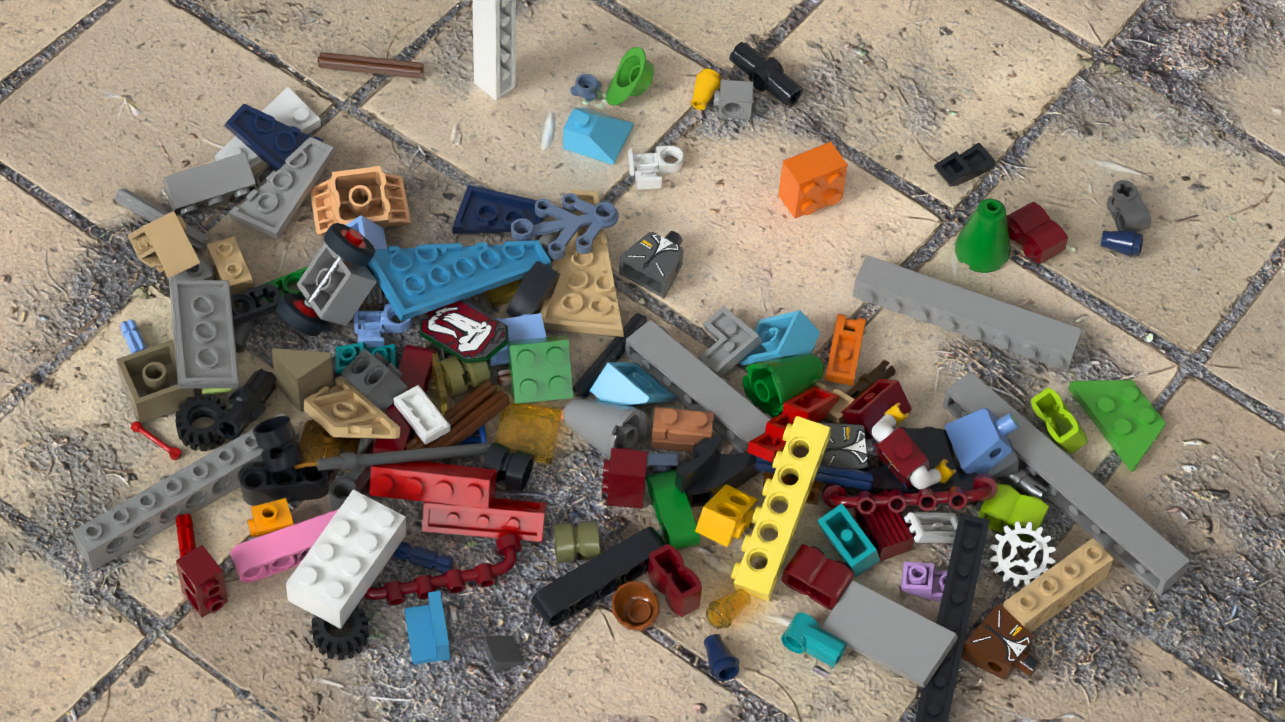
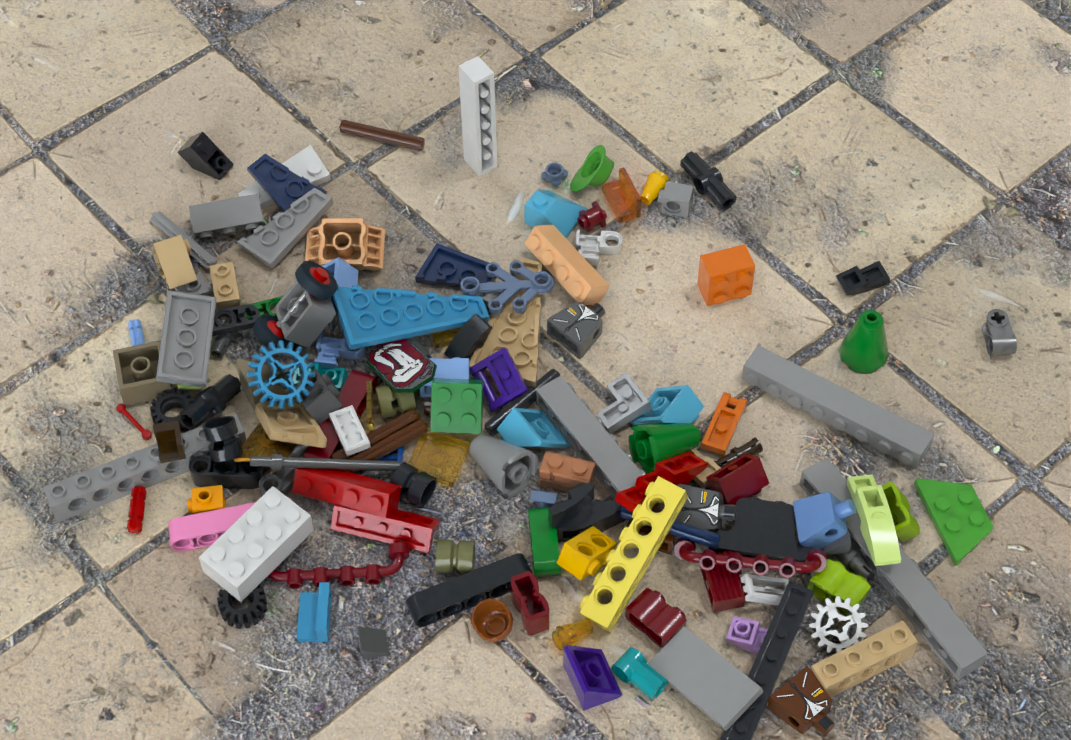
camera: 15 degrees right, 0 degrees up
(164, 115) = (205, 156): none -> black slope
(202, 581) = (137, 545): dark red brick -> none
(215, 455) = (169, 441): none -> dark brown panel
(322, 351) = (286, 384): none -> dark azure gear
(423, 557) = (326, 551): dark blue axle -> none
(587, 327) = (505, 376): none -> dark purple plate
(625, 477) = (508, 508): dark red brick -> none
(627, 190) = (566, 264): none -> light nougat brick
(642, 132) = (592, 217): none -> dark red brick
(672, 104) = (623, 197): none -> clear orange panel
(721, 659) = (556, 678): dark blue cone -> none
(758, 652) = (590, 676): none -> dark purple slope
(848, 540) = (688, 590): teal brick -> none
(903, 455) = (747, 524): torso -> none
(1036, 232) = (912, 344): dark red brick -> none
(1042, 431) = (876, 519): none -> yellowish green slope
(1124, 242) = (991, 363): dark blue cone -> none

